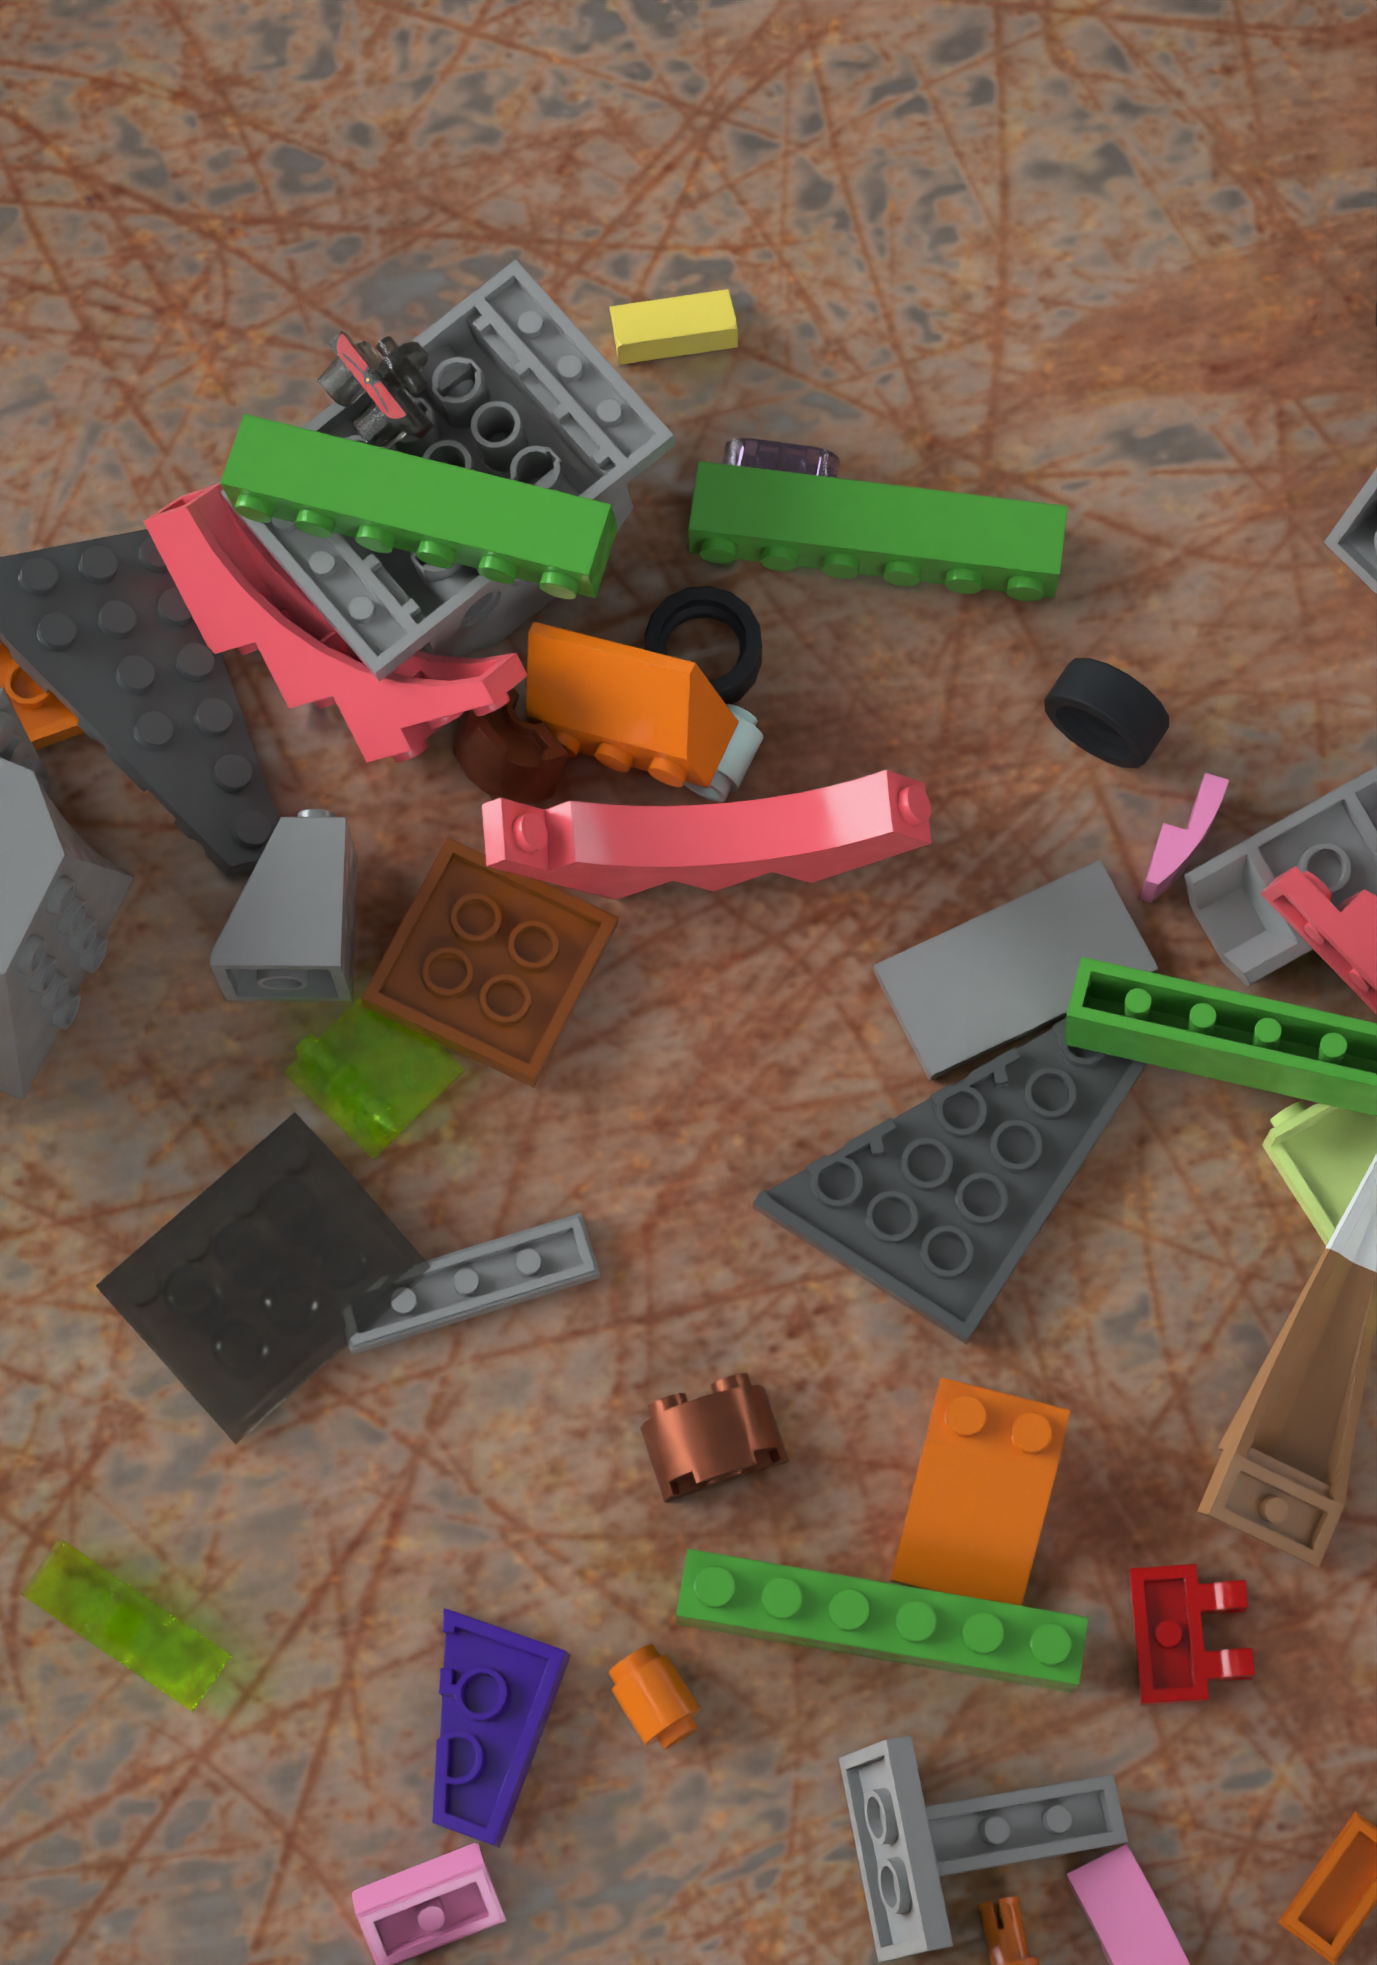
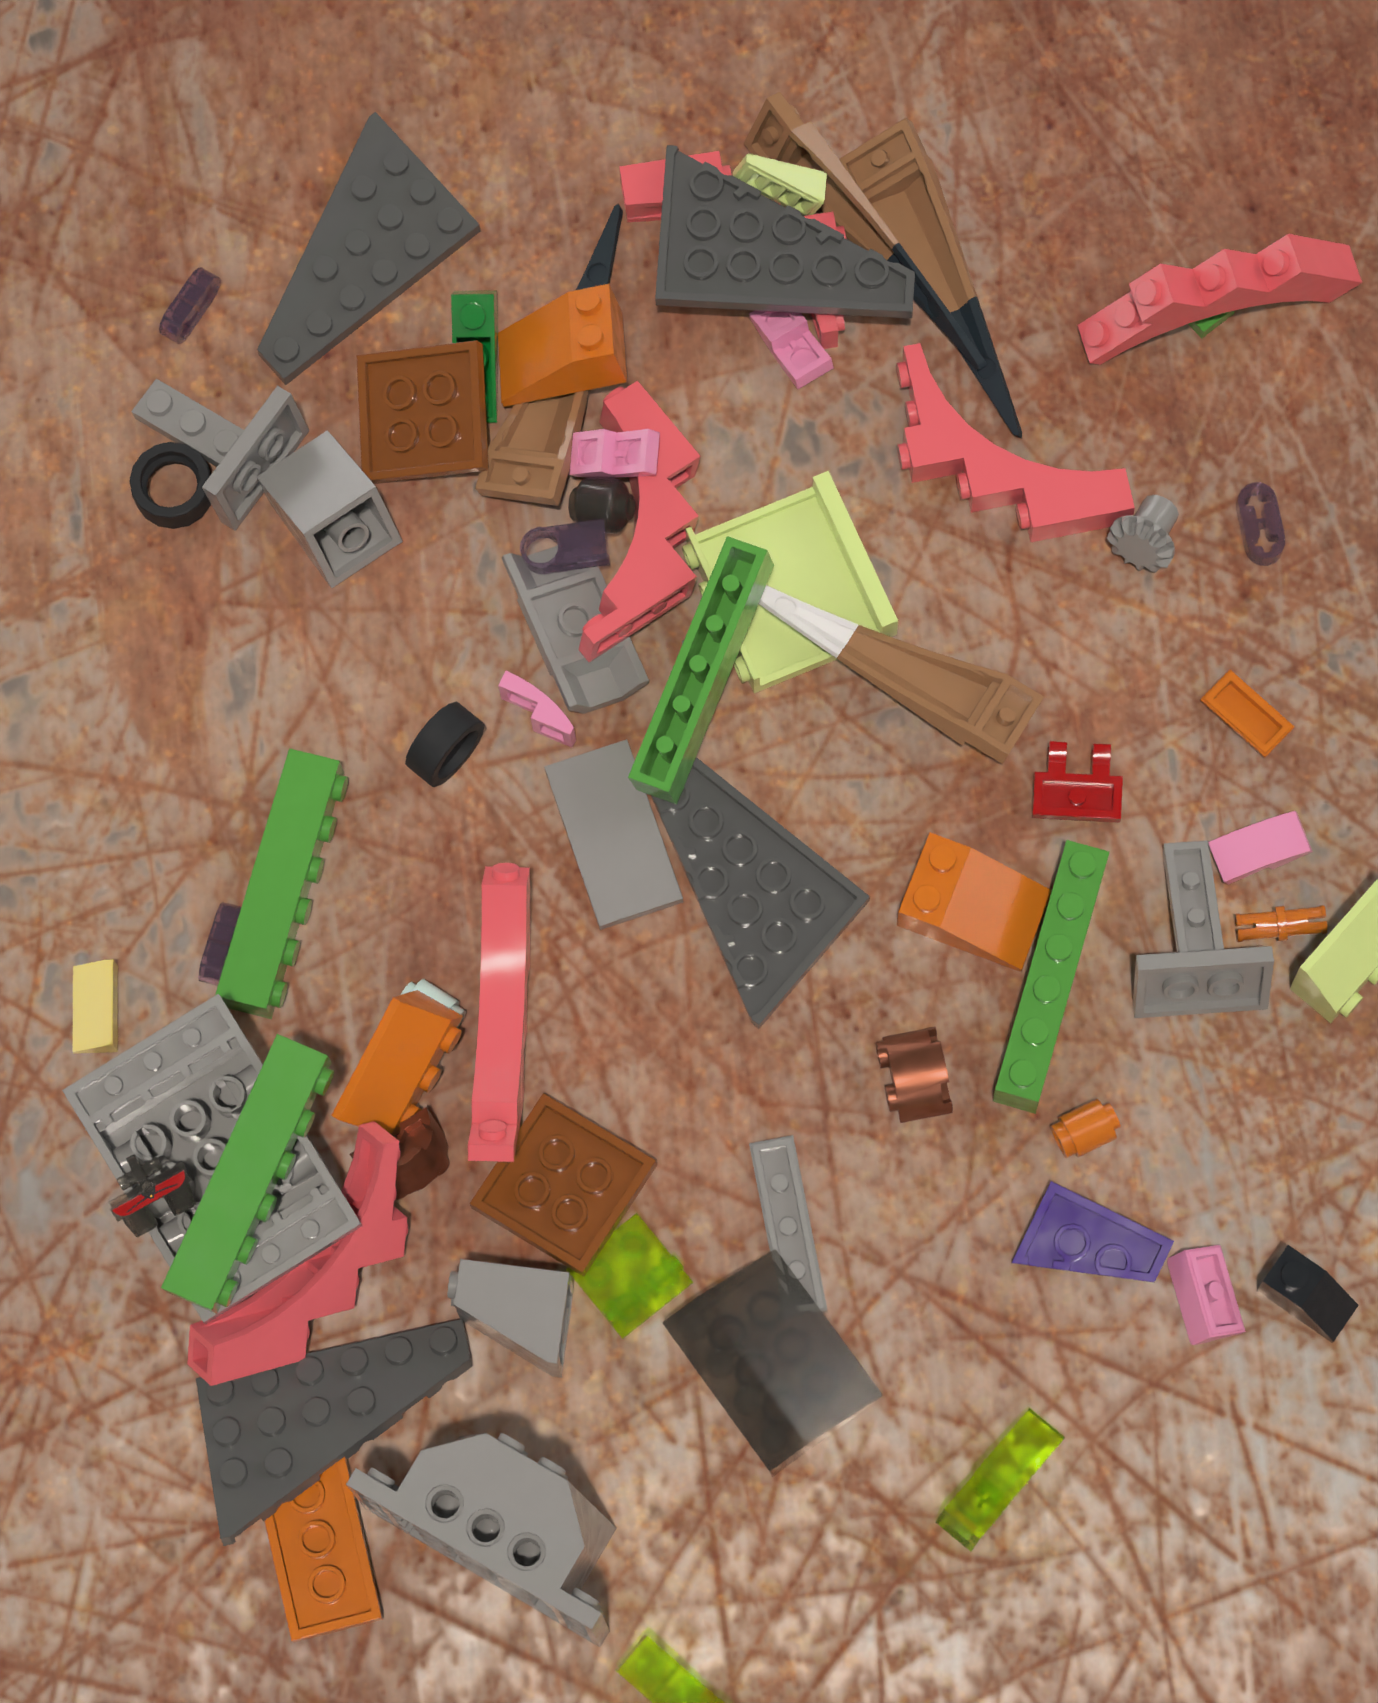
camera: 80 degrees left, 0 degrees up
(717, 605) = (330, 987): black tyre -> none

